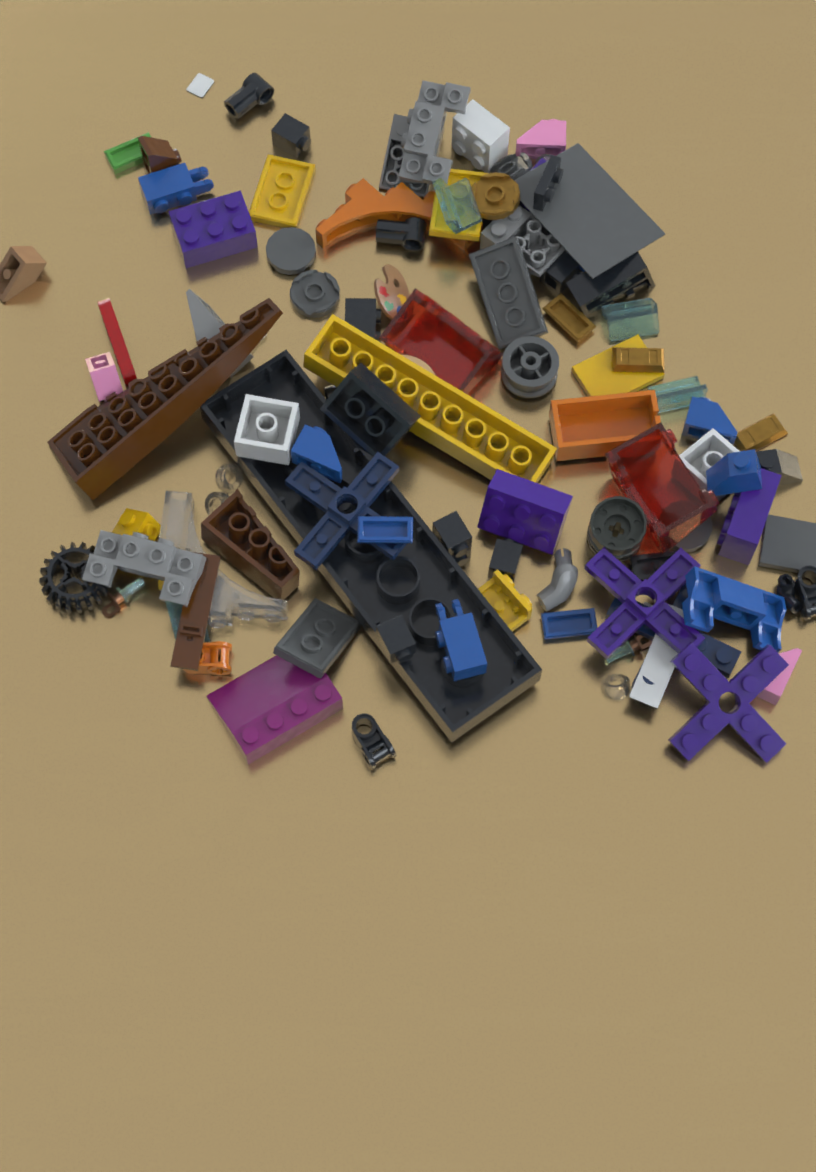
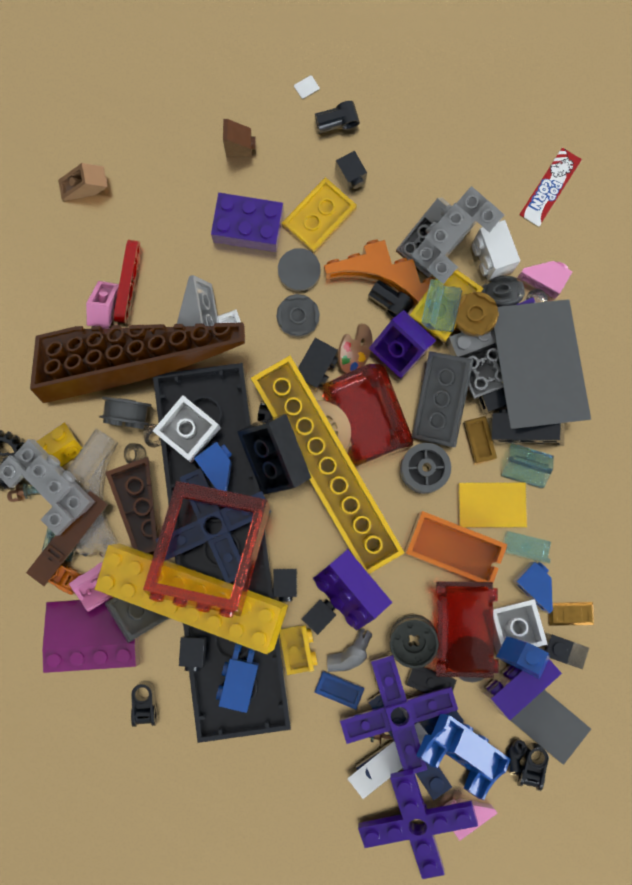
camera: 25 degrees right, 15 degrees up
(125, 155) = (213, 119): bright green tile -> none
(173, 187) = (236, 169): blue hinge -> none
(187, 459) = (126, 411): none -> dark grey wheel
(253, 644) = (84, 589): none -> bright pink bracket
(363, 584) = (125, 575): none -> yellow brick
(371, 563) = (205, 602): none -> clear red window
(385, 529) = (224, 558): blue tile -> none
(437, 261) = (402, 344): none -> dark purple brick
(498, 63) = (550, 187): none -> sticker
(545, 189) = (529, 322): black plate -> none
(616, 692) = (344, 764): clear piece -> none
(638, 360) = (512, 505): pearl gold tile -> none

